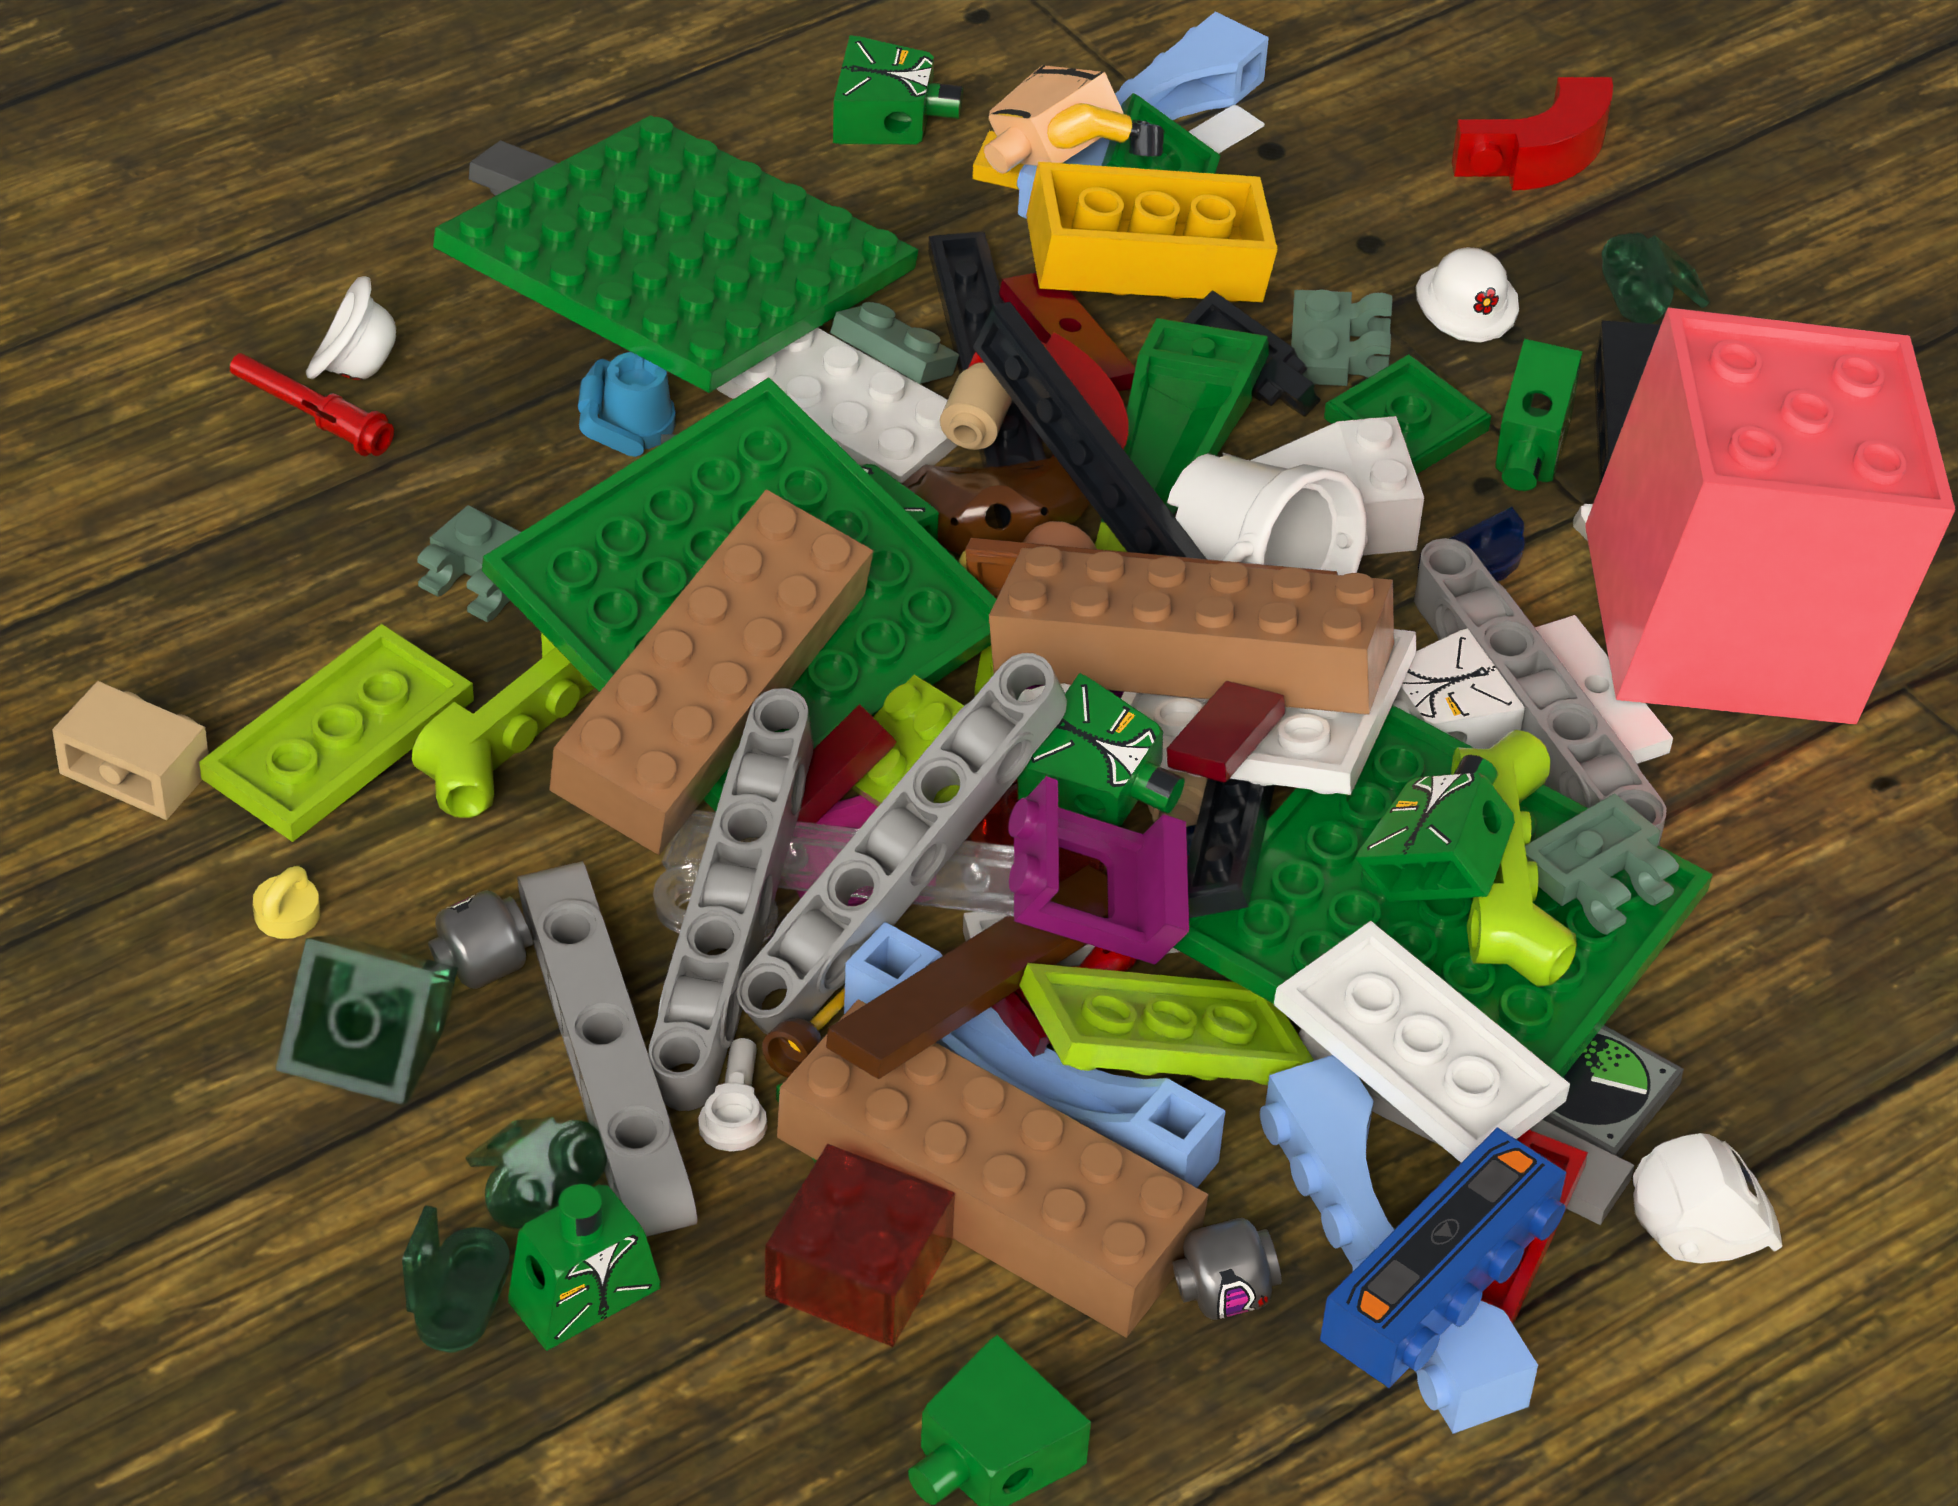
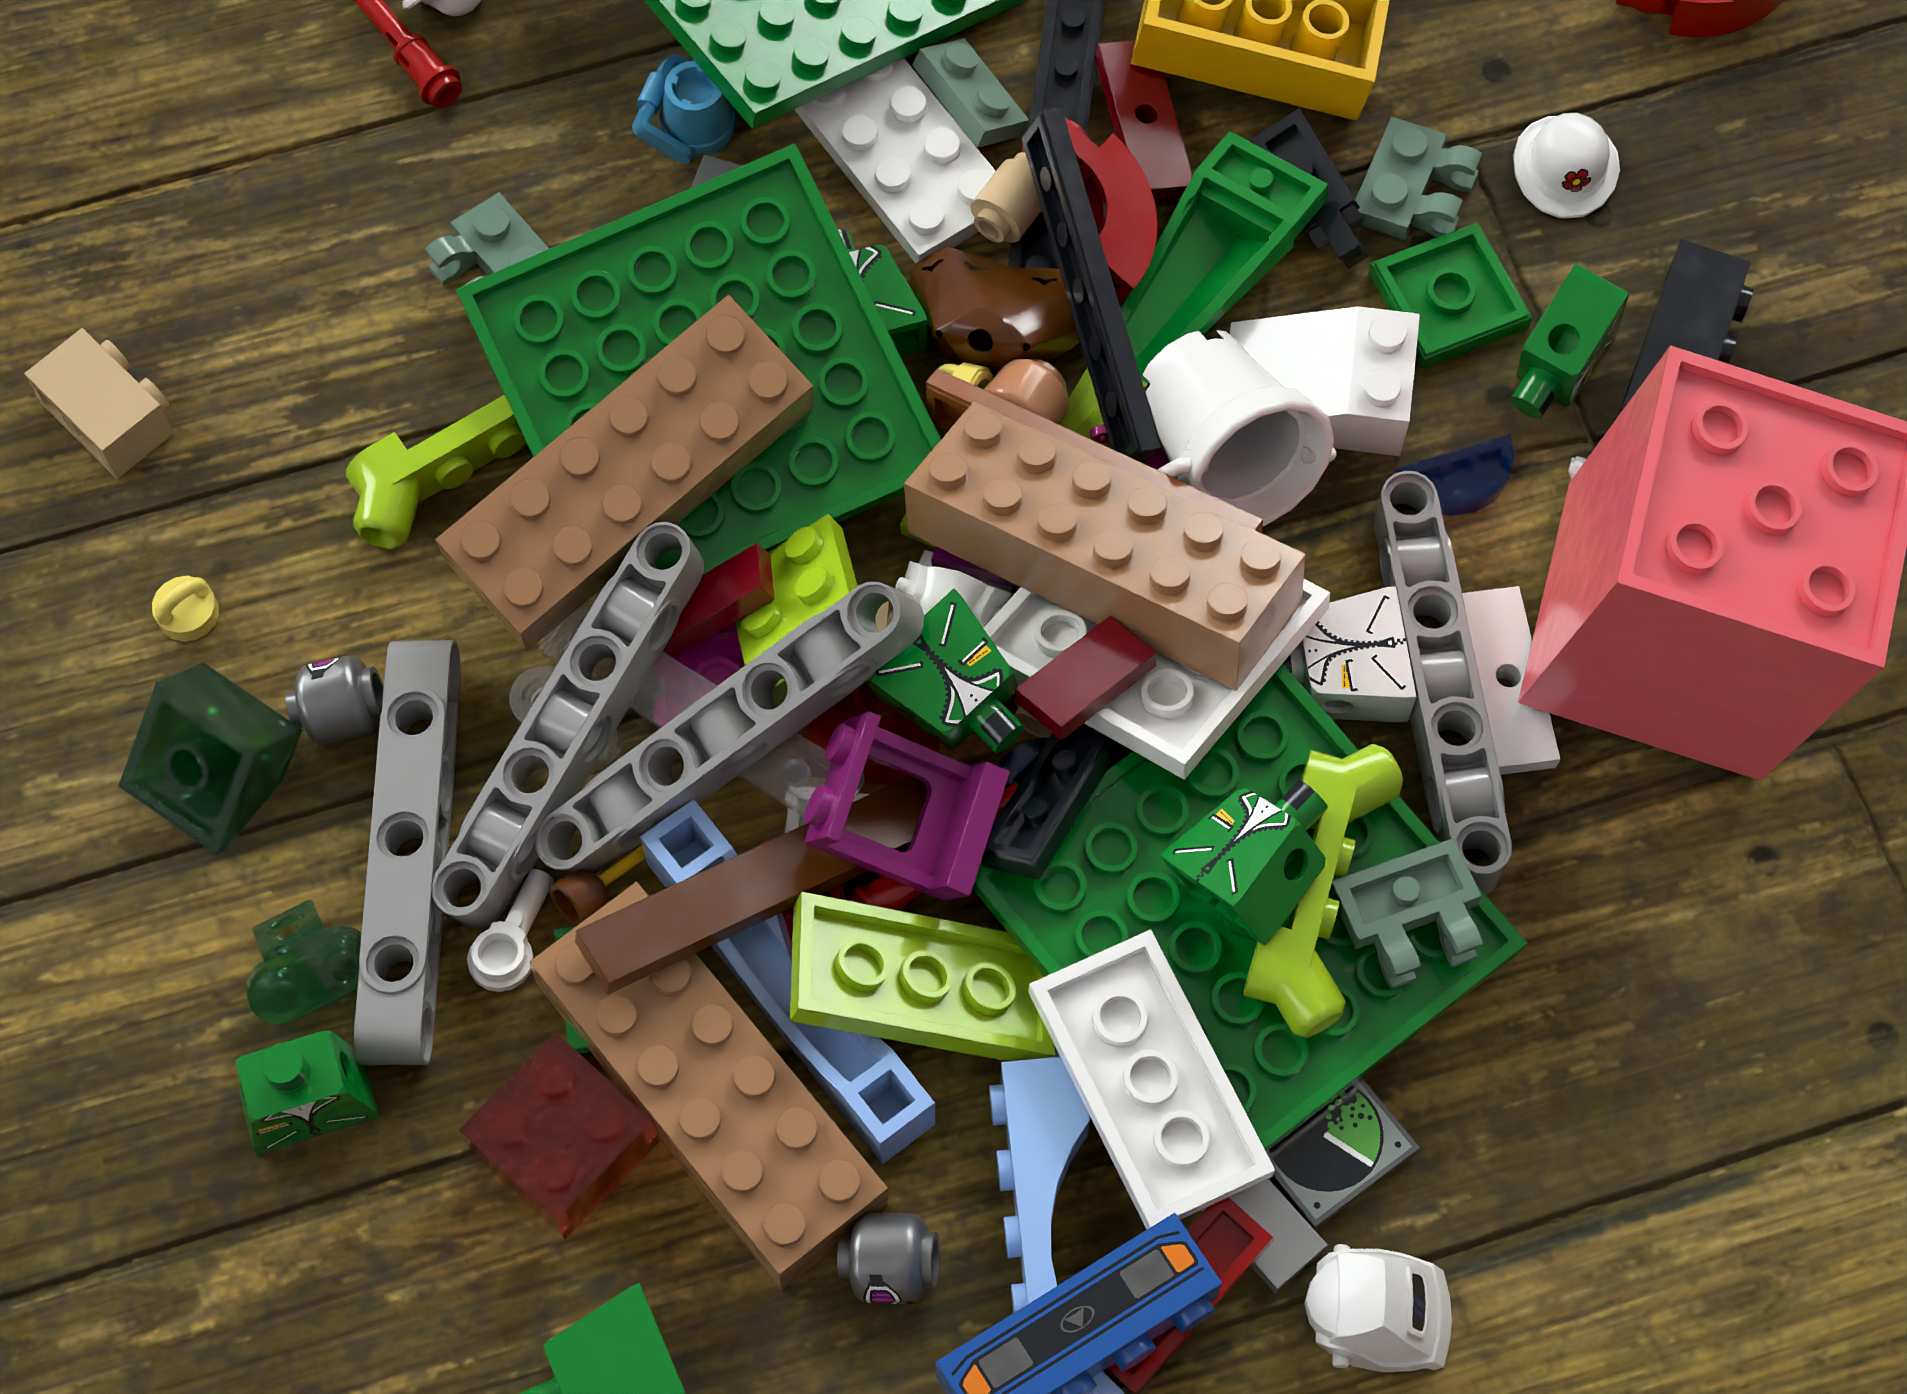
camera: 20 degrees right, 20 degrees up
(334, 732) = (291, 425): lime plate -> none
(455, 1283) = (186, 1073): clear green bracket -> none
(1642, 276) = (1756, 179): clear green bracket -> none

